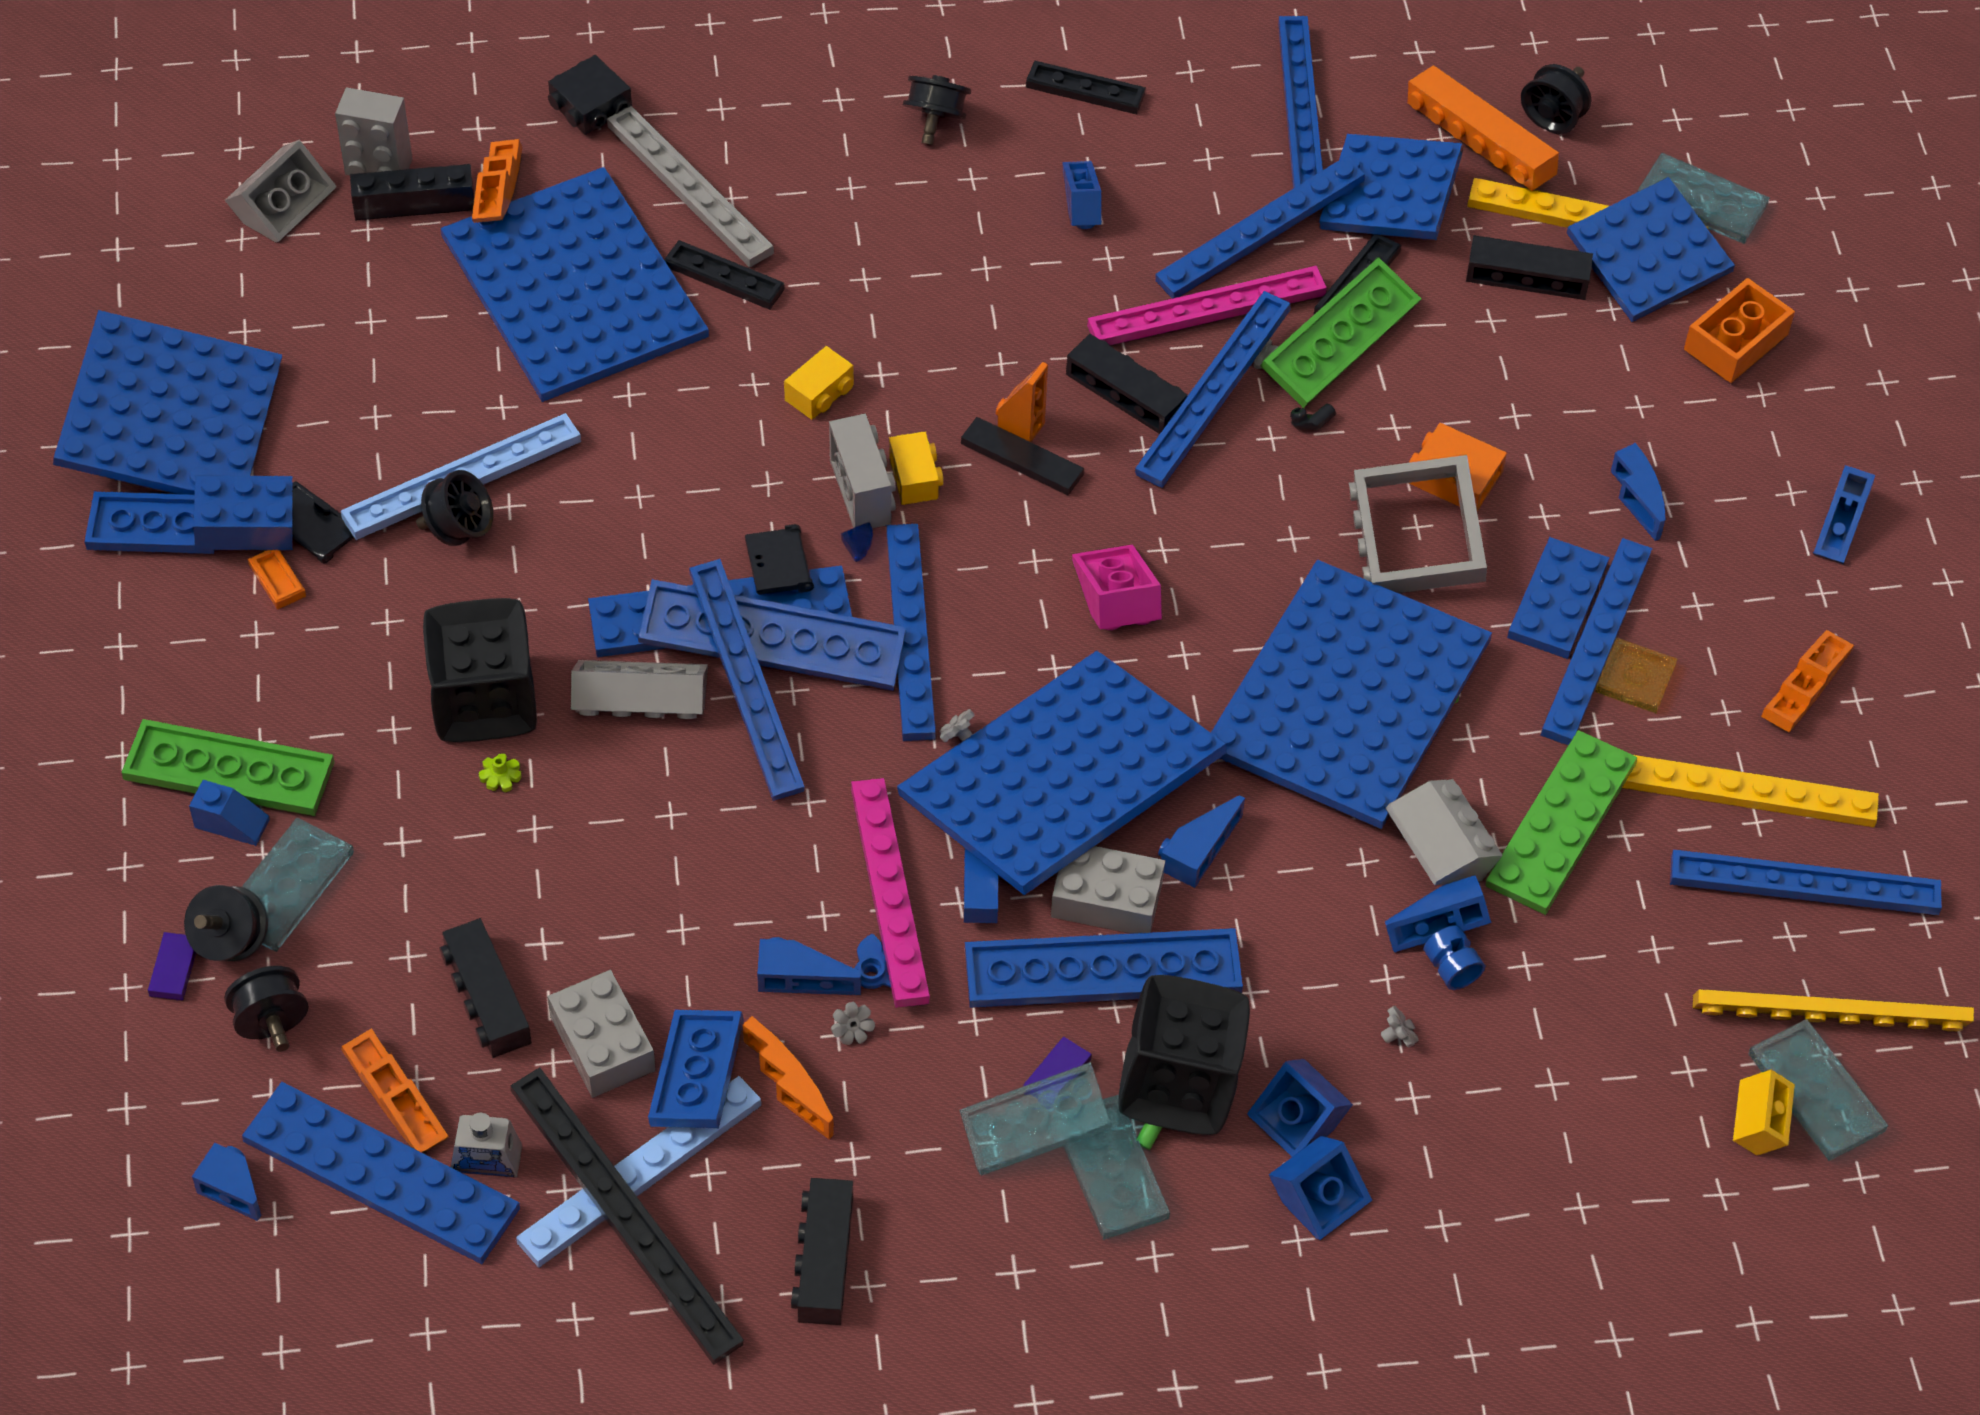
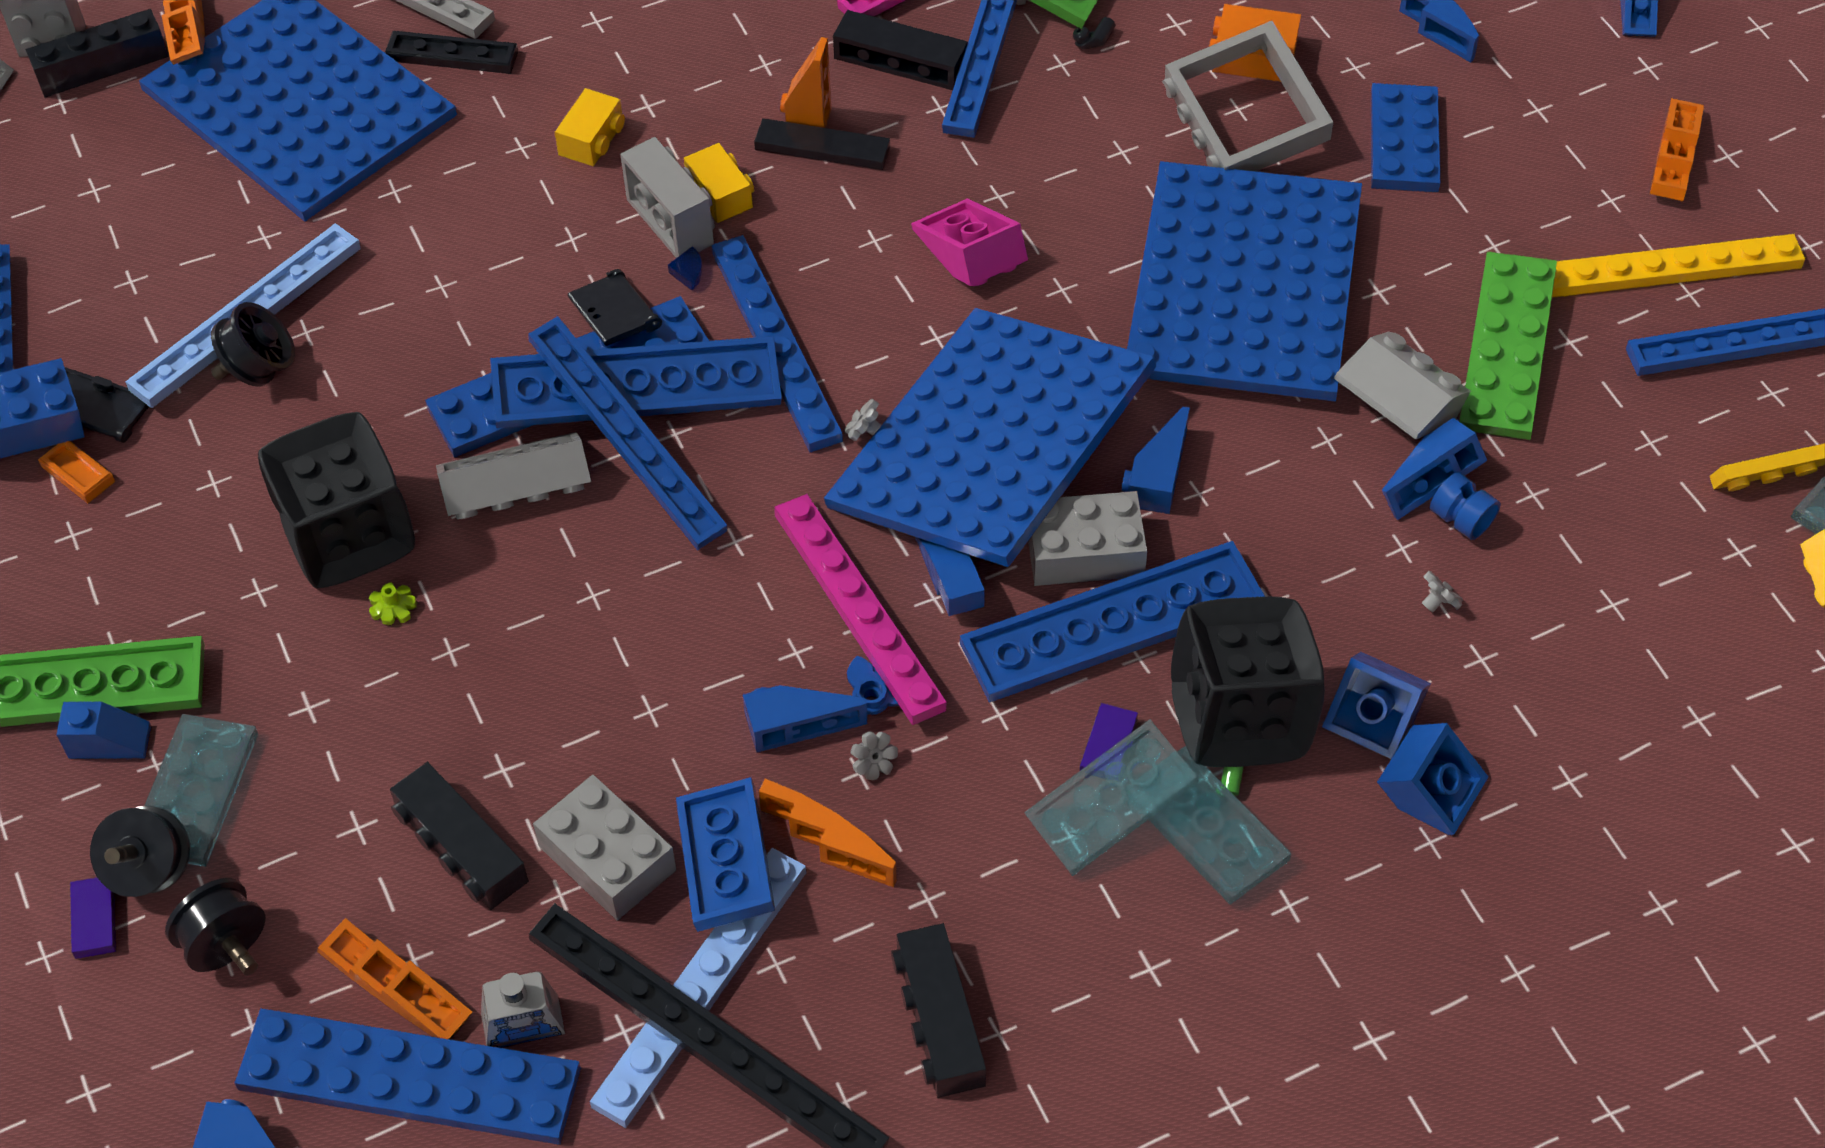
camera: 15 degrees left, 0 degrees up
(1596, 642) = (1460, 170): blue plate -> none
(1636, 675) = (1512, 189): clear yellow tile -> none

